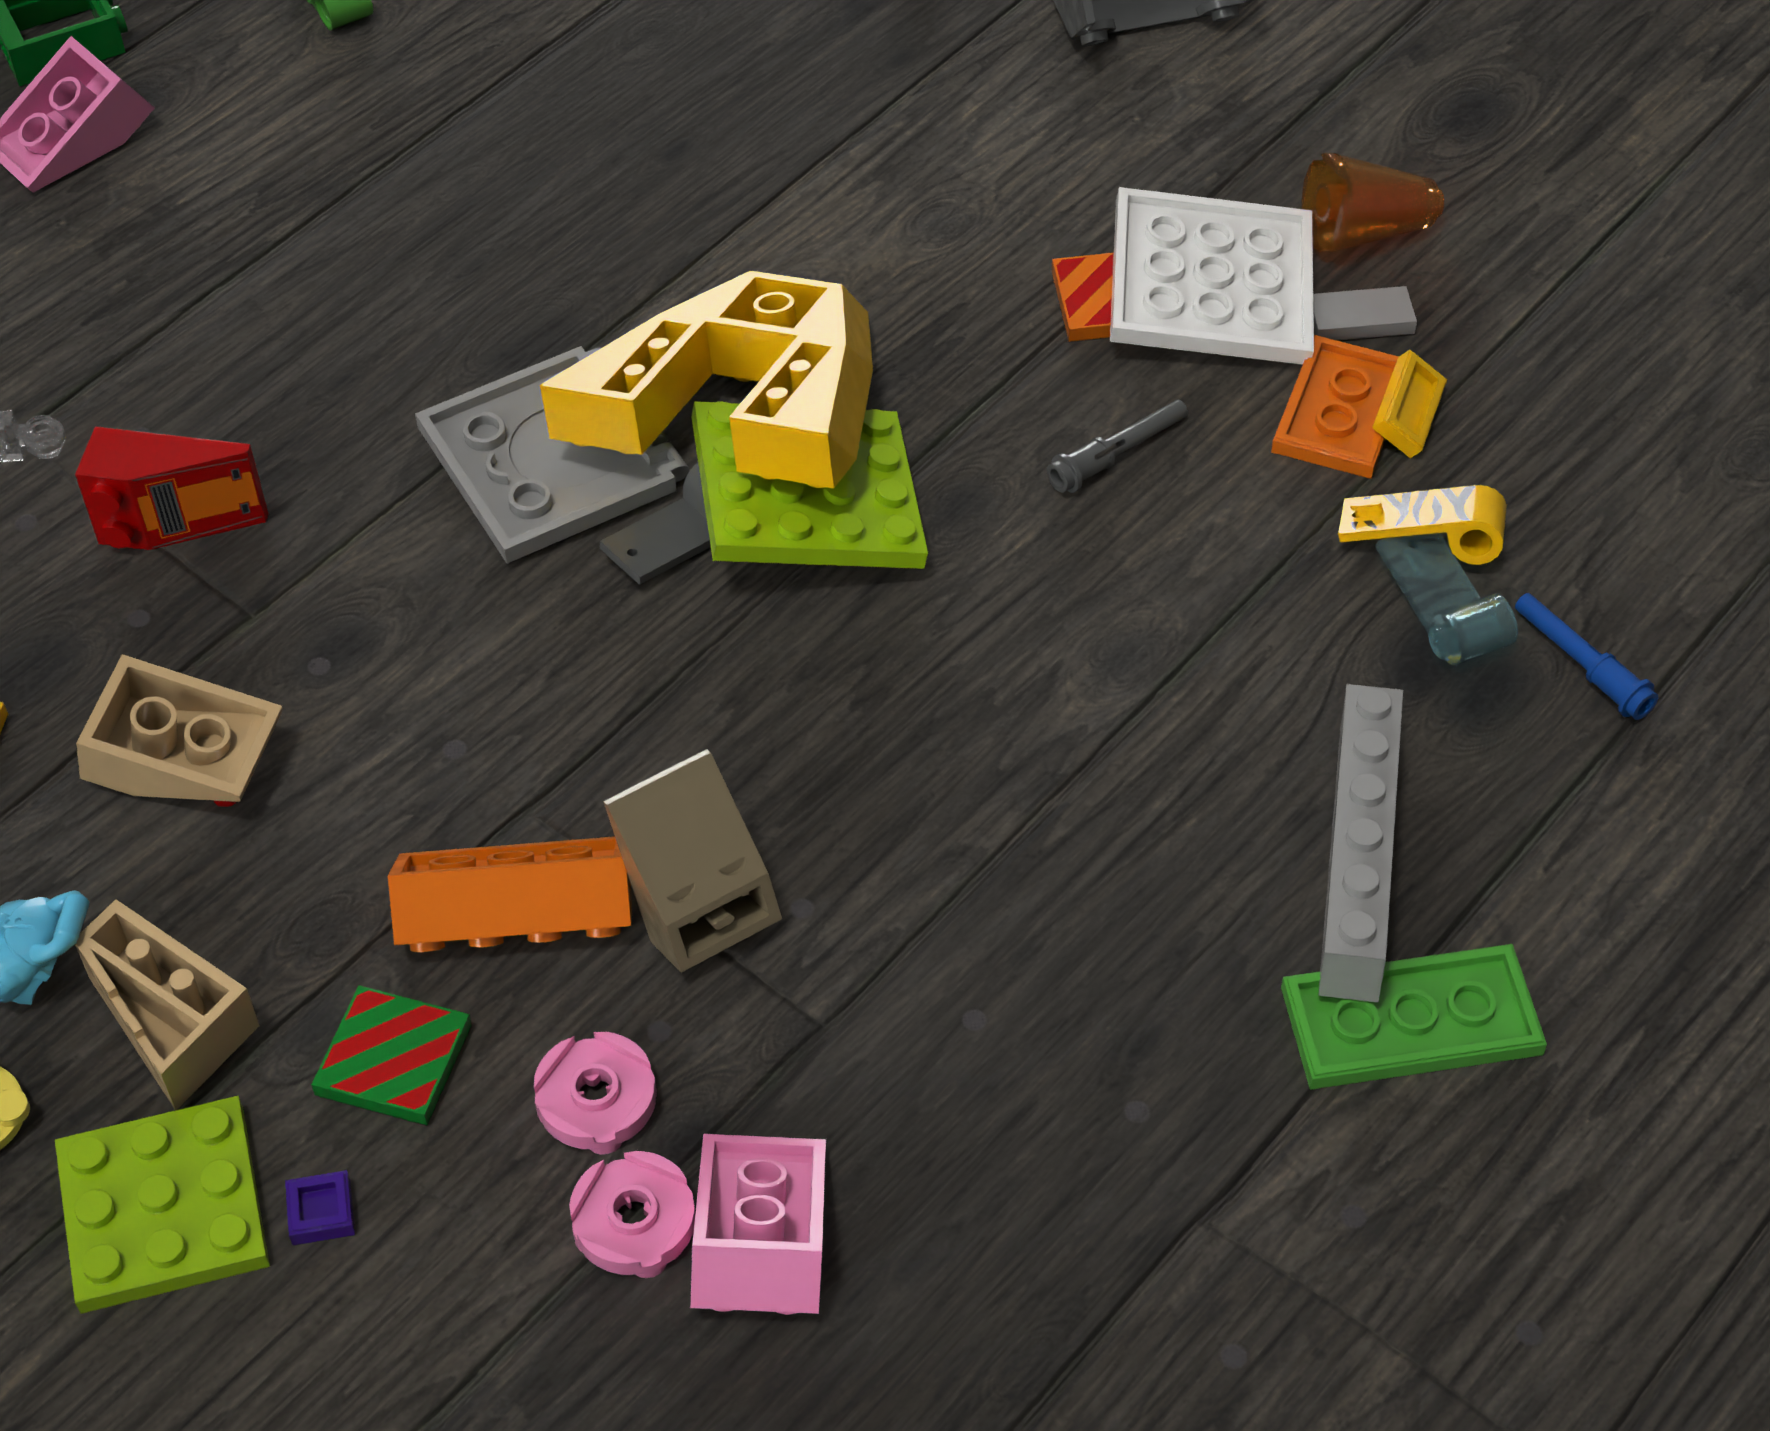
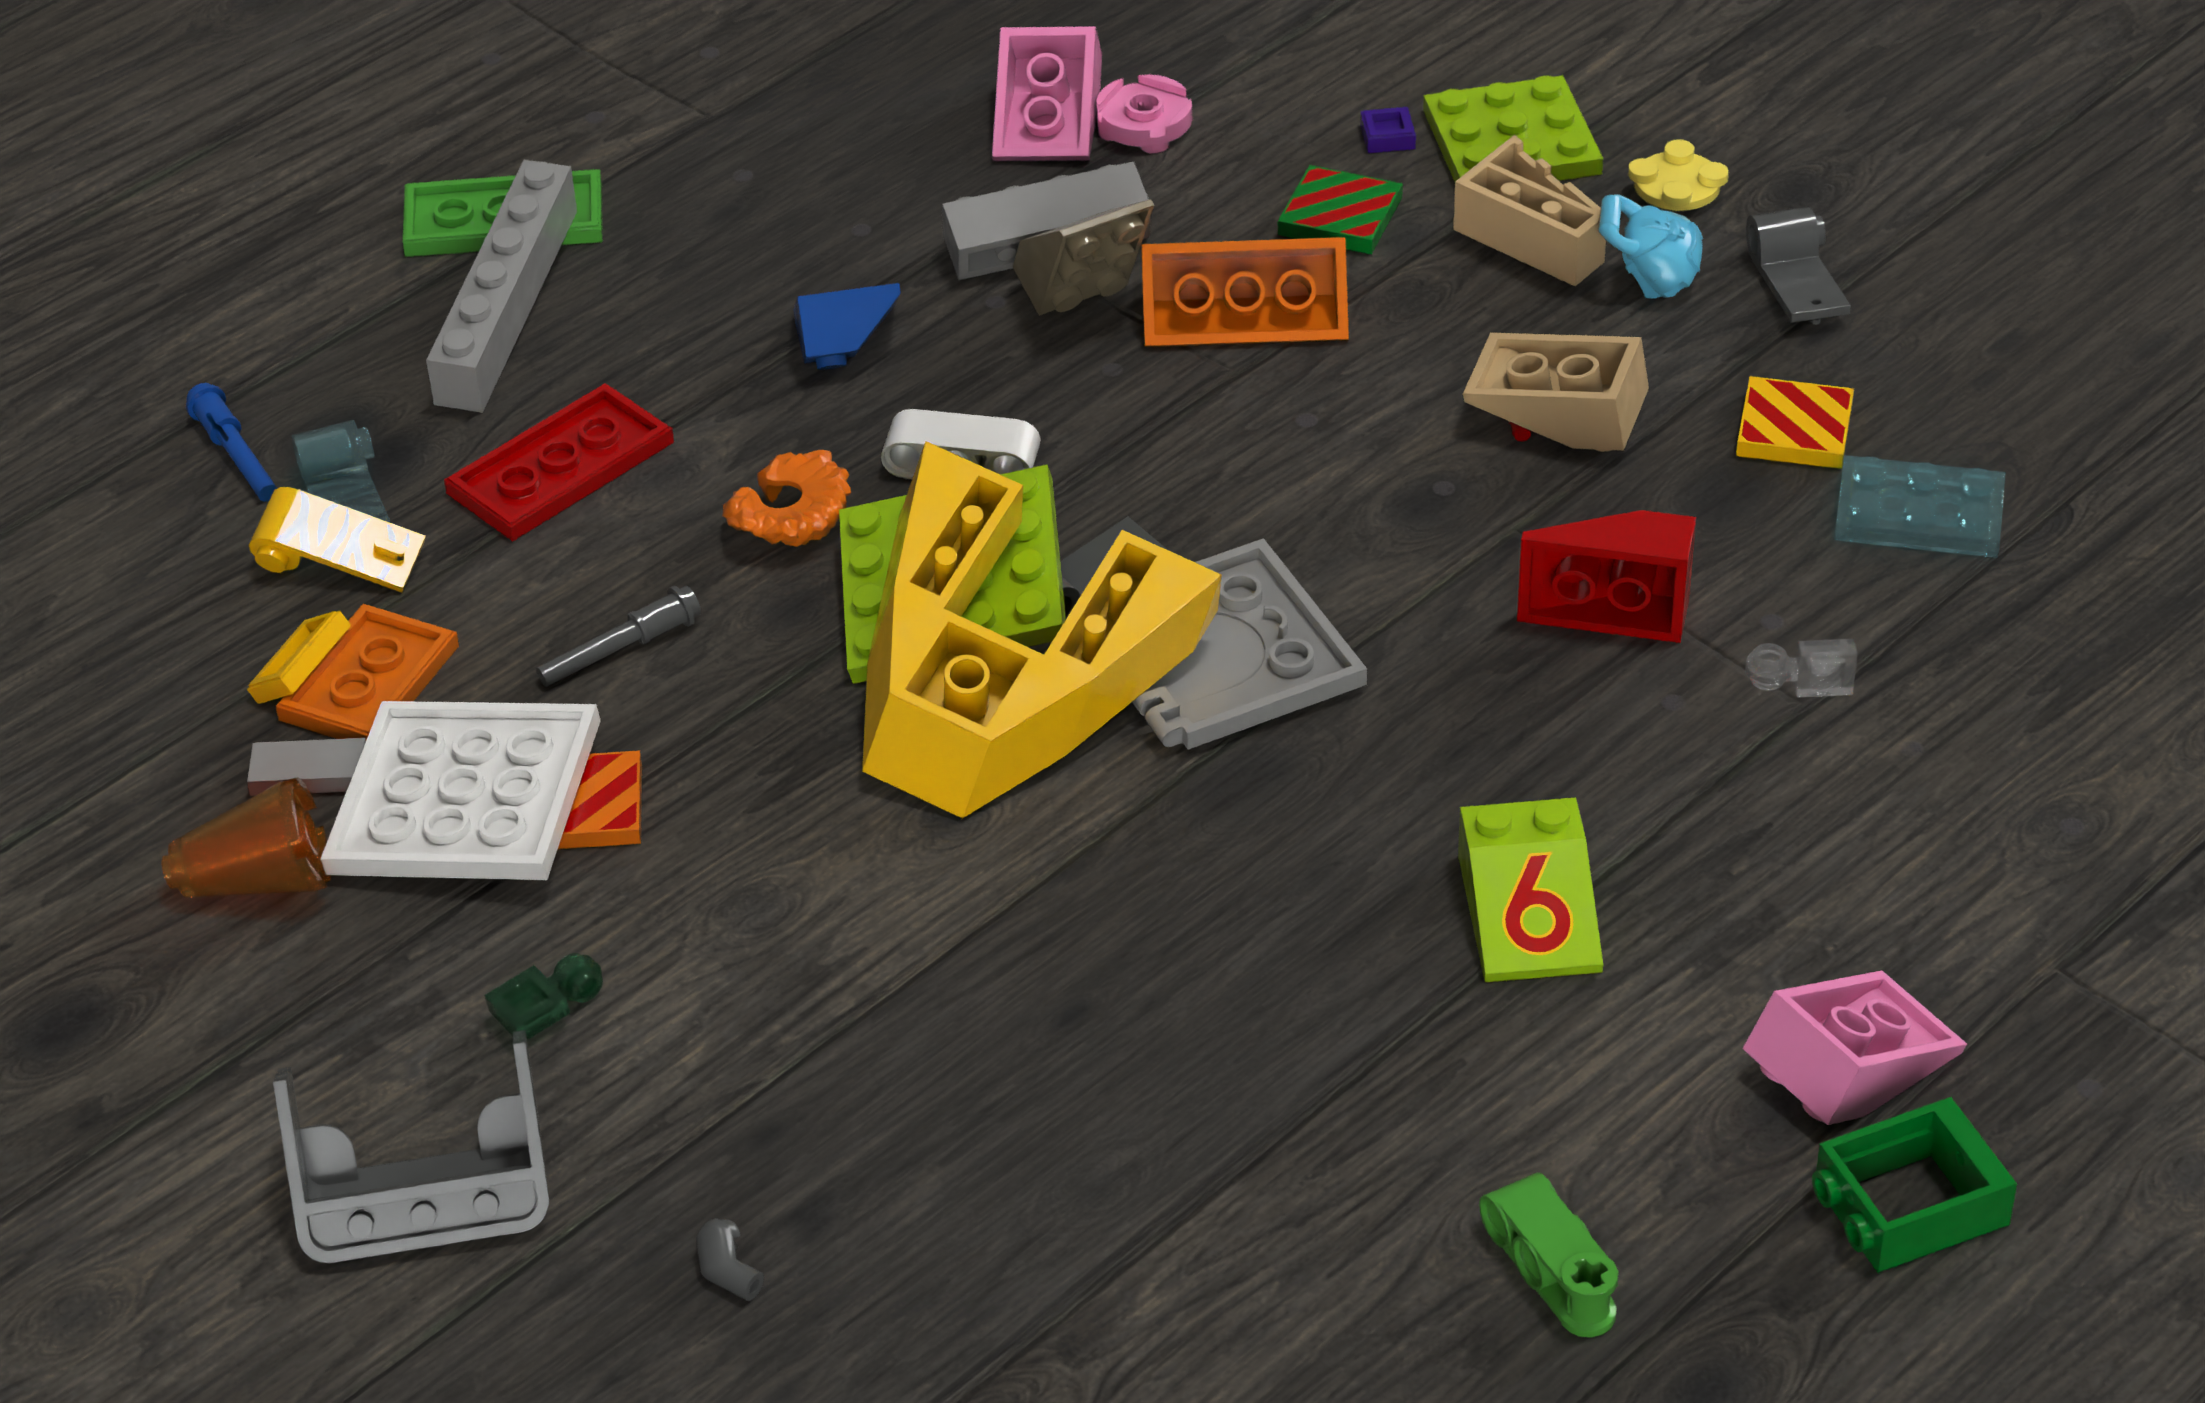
camera: 175 degrees left, 10 degrees down
(299, 239) = (1529, 889): none -> lime slope
(599, 1122) = (1178, 176): bright pink plate -> none
(744, 976) = (987, 228): none -> light grey brick
(816, 660) = (989, 441): none -> white beam
(957, 560) = (811, 518): none -> orange piece
(964, 827) = (840, 322): none -> blue slope
(1099, 115) = (537, 1002): none -> clear green plate
(1234, 654) = (558, 461): none -> red tile

